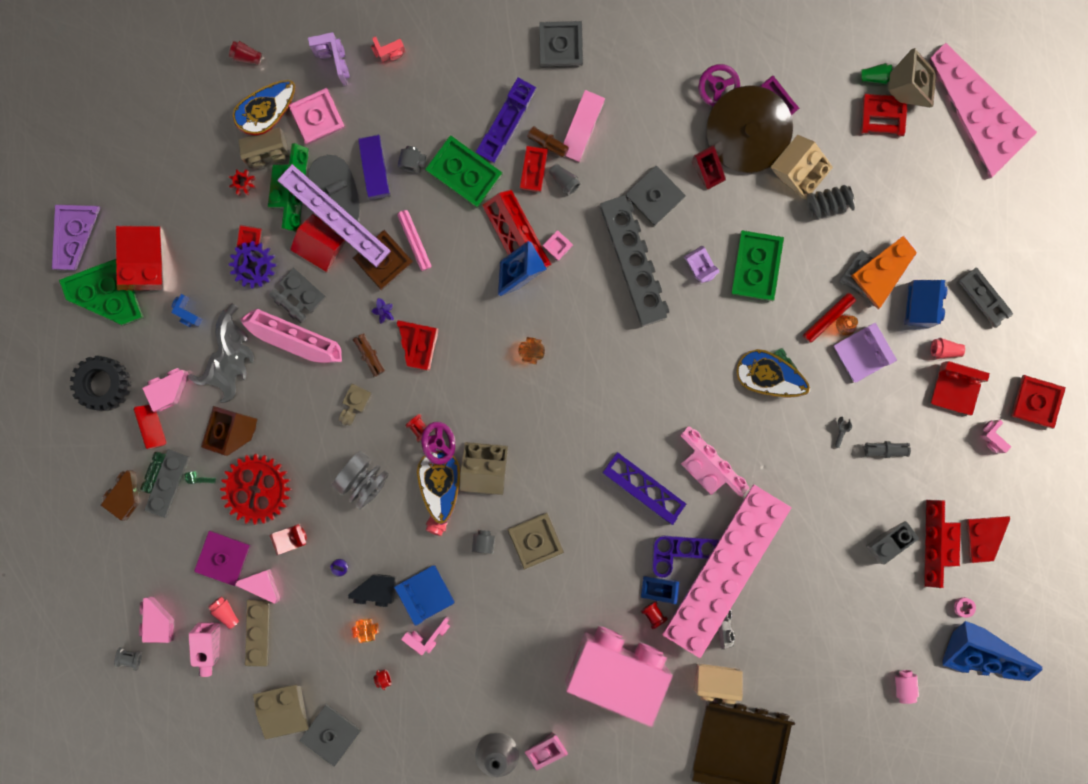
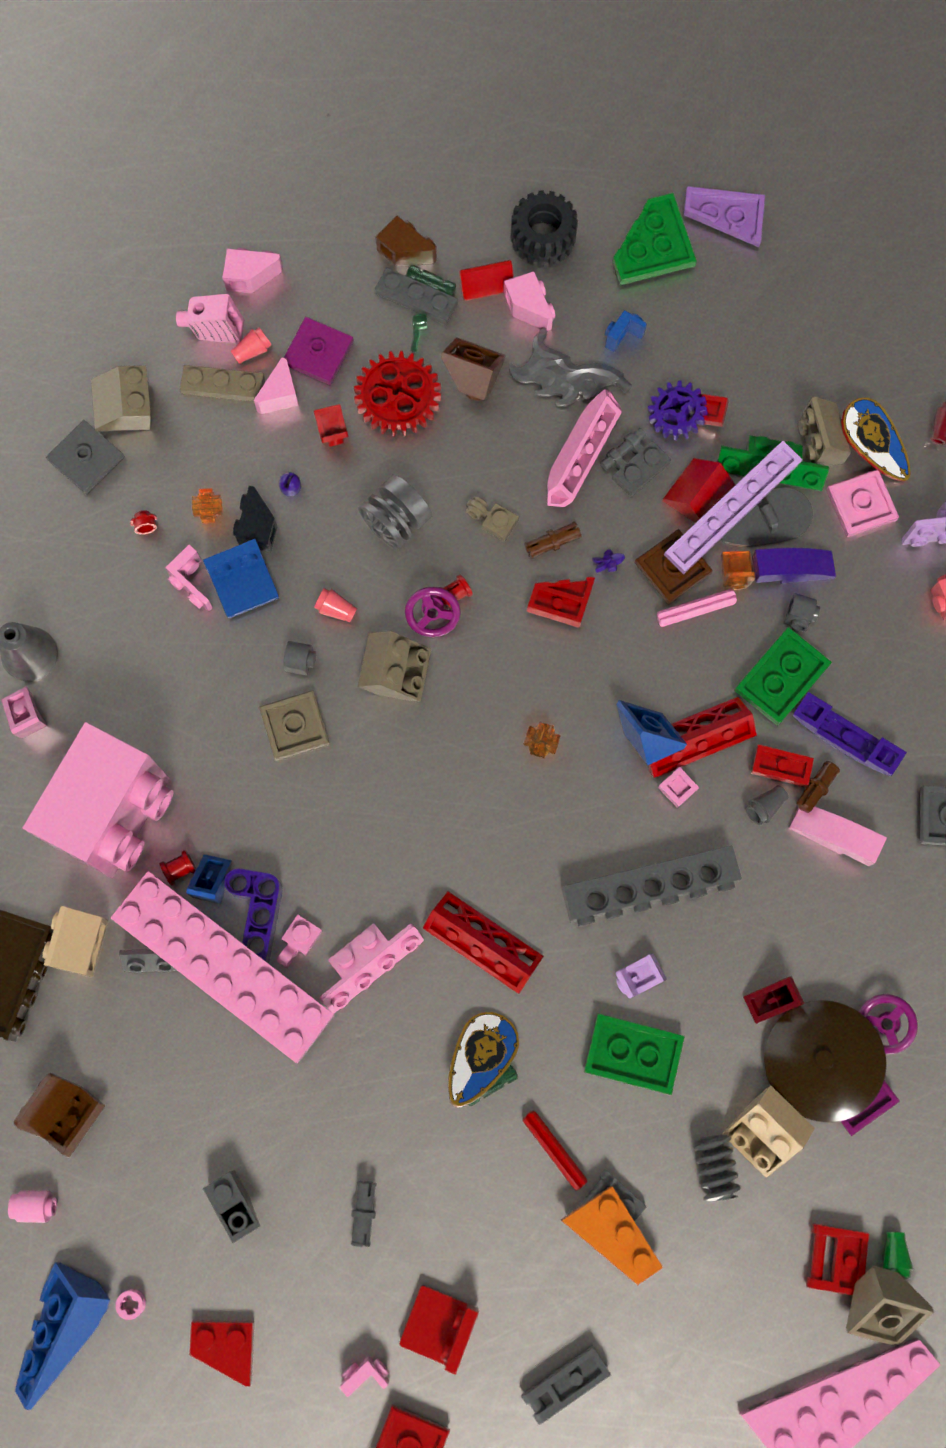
camera: 95 degrees right, 10 degrees down
(128, 658) = (210, 236): dark grey bush -> none
(138, 258) = (693, 280): red slope -> none
(236, 179) = (782, 407): red gear -> none
(380, 210) = (737, 569): none -> clear orange bracket
(439, 486) = (375, 608): shield -> none
(641, 496) = (338, 863): dark purple fence -> none
(655, 195) = (738, 924): dark grey plate -> none
(690, 383) = (480, 945): none -> red fence
(697, 517) = (300, 938): none -> bright pink plate
(842, 675) = (59, 1113): none -> reddish brown bracket
(843, 327) = (536, 1167): clear orange cone -> none
(843, 429) = (397, 1153): dark grey hand -> none
(865, 352) = (501, 1193): lavender bracket -> none
(925, 303) = (564, 1290): blue slope -> none
(941, 543) = (223, 1279): red bracket -> none
(944, 348) = (497, 1315): coral cone -> none

